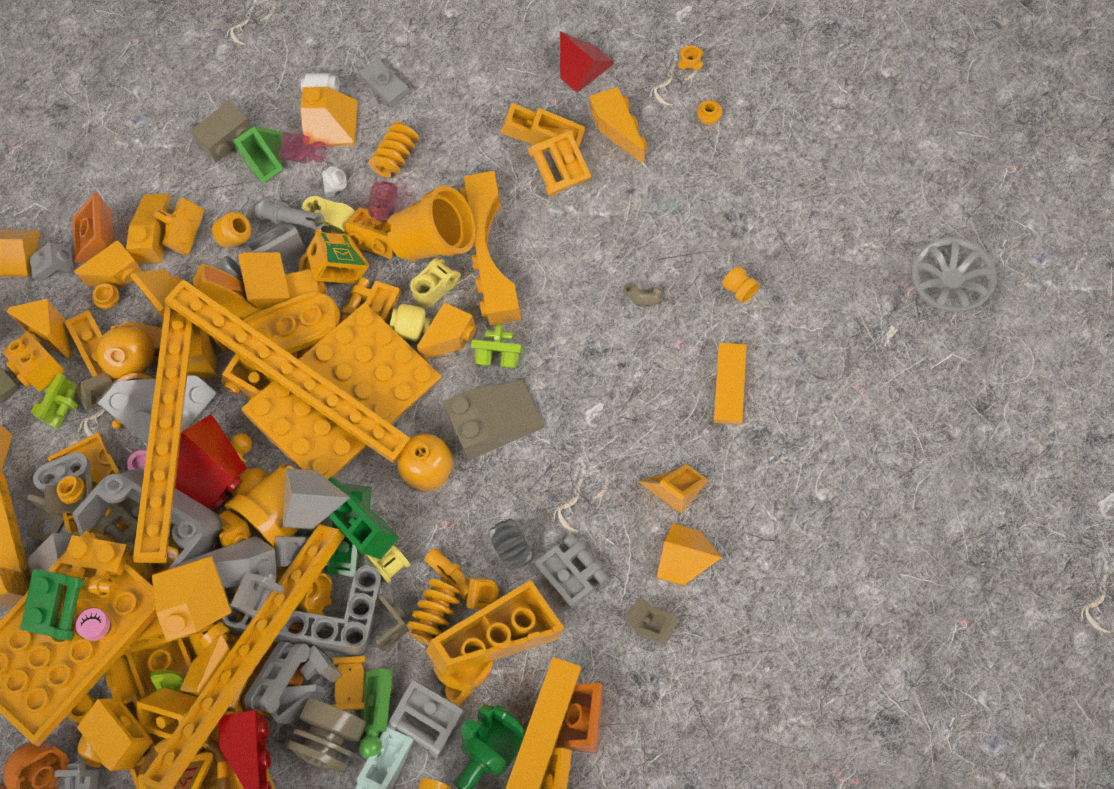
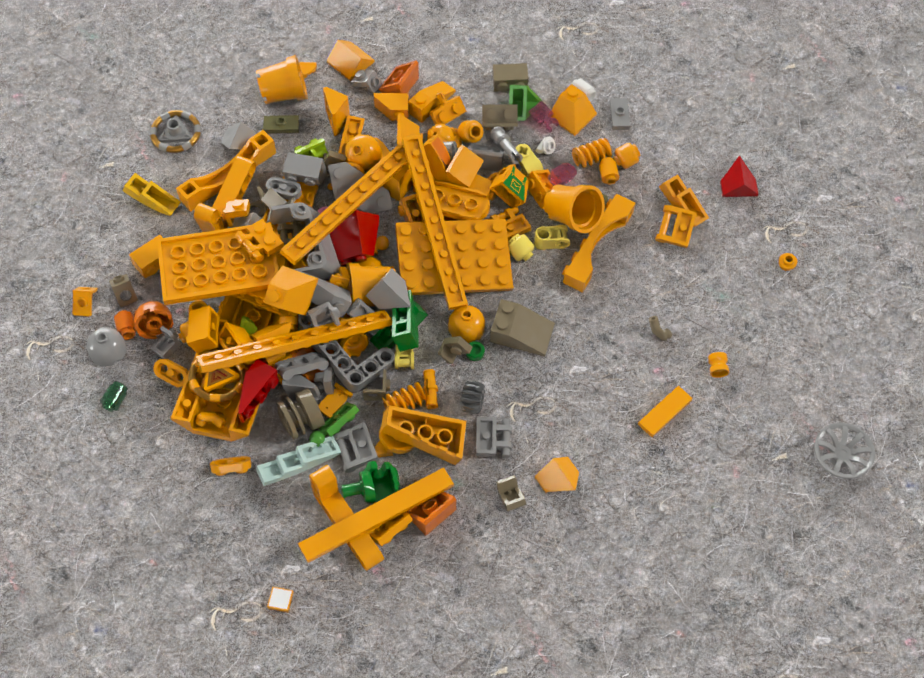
camera: 30 degrees right, 5 degrees down
(25, 547) = (235, 209): none -> light orange bracket
(31, 362) = (315, 123): light orange brick -> none
(45, 600) = (224, 238): green plate -> none
(68, 429) = (304, 169): none -> light grey slope
(70, 489) = (280, 198): light orange plate -> none
(93, 624) = (236, 268): bright pink tile -> none
(105, 296) = (379, 118): light orange plate -> none
(207, 253) = (445, 133): none -> light orange hair
(250, 186) = (499, 115): none -> dark tan bracket
(430, 156) = (608, 171): none -> light orange brick
(434, 501) = (452, 347): none -> dark tan bracket
(435, 124) = (627, 155): none -> light orange head
(447, 332) = (535, 268): light orange slope -> none
(461, 485) = (477, 351): none -> green tile
(481, 592) = (437, 407): light orange tile -> none
(509, 351) = (548, 292): lime hips -> none
(616, 123) = (727, 227): light orange slope -> none
(676, 487) = (587, 440): light orange slope -> none
(690, 52) = (804, 220): light orange plate -> none

